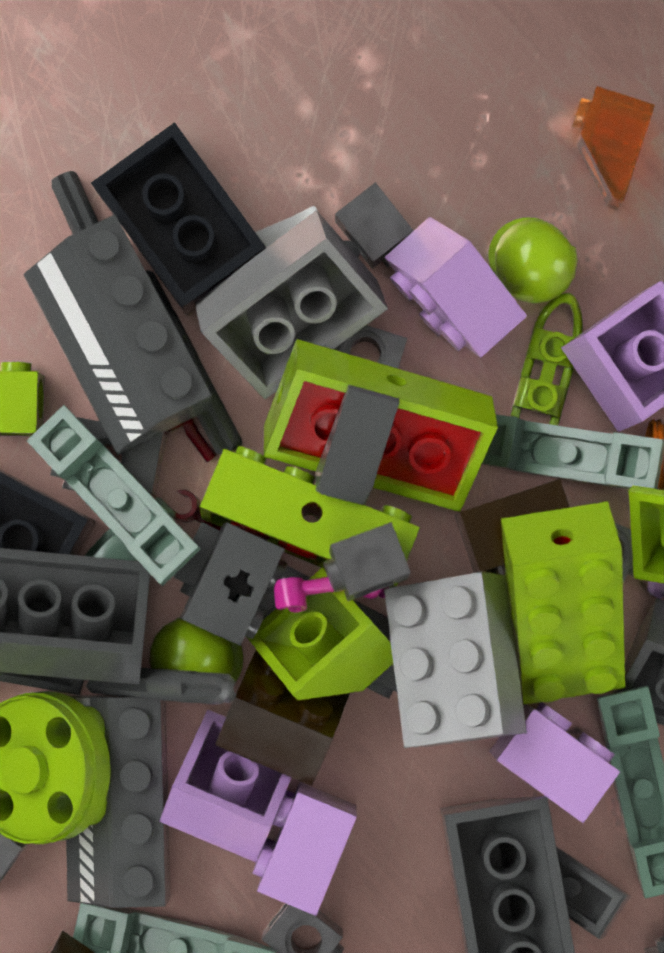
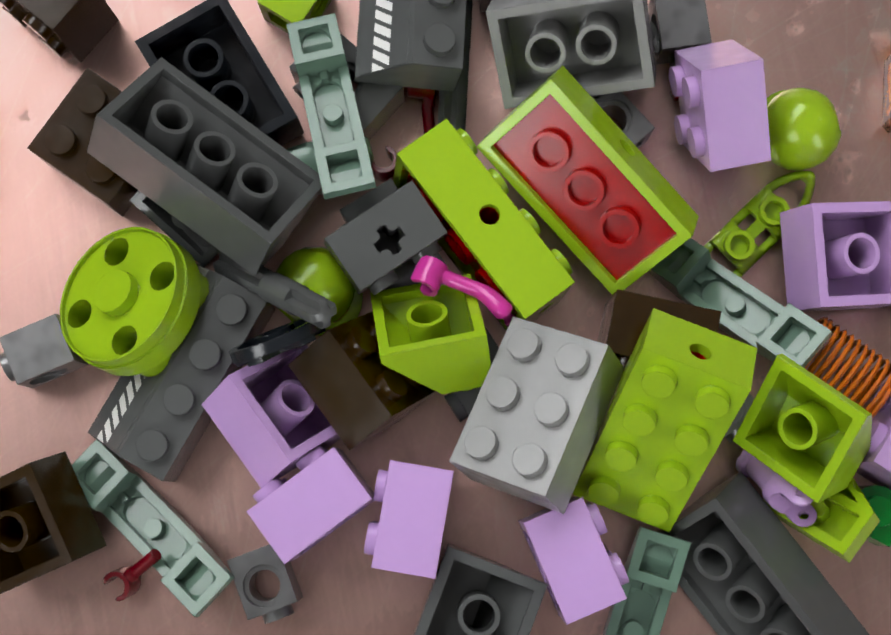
camera: 30 degrees right, 5 degrees down
(189, 735) = (274, 342): none -> black wheel
(356, 445) = (562, 177): dark grey slope -> none
(366, 562) = (512, 279): flat silver brick -> none
(399, 809) = (410, 518): none -> lavender brick

